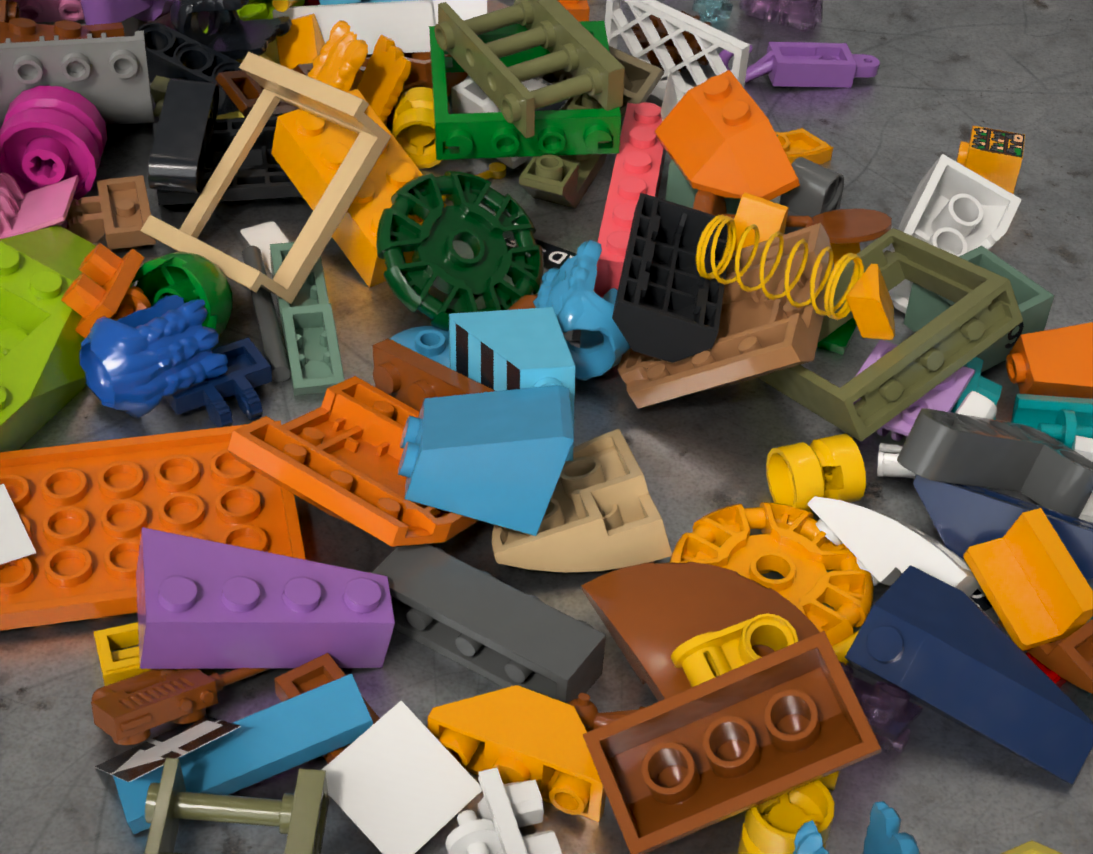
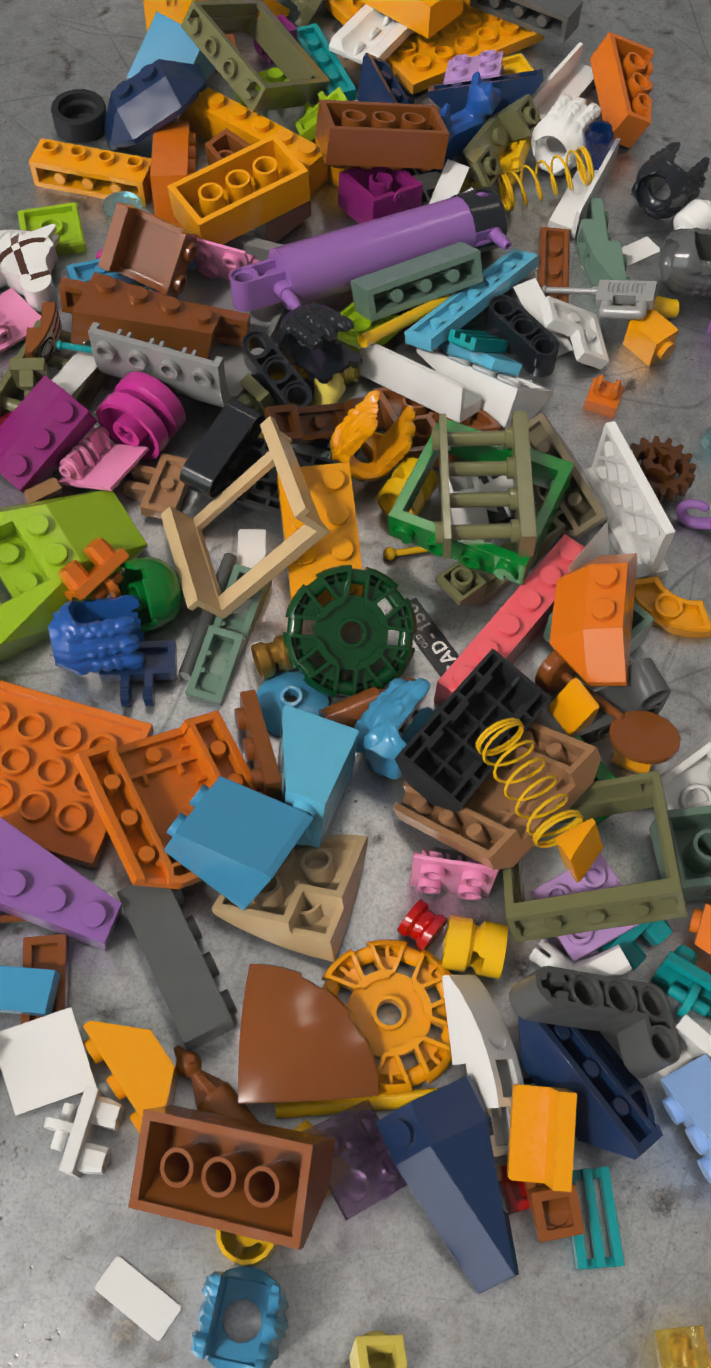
camera: 30 degrees right, 20 degrees up
(301, 42) = (370, 374): light orange slope -> none
(378, 316) = (271, 657): none -> pearl gold wheel
(731, 647) = (275, 1099): yellow piece -> none
(743, 415) = (467, 879): none -> bright pink hinge
(743, 481) = (422, 925): none -> red wheel

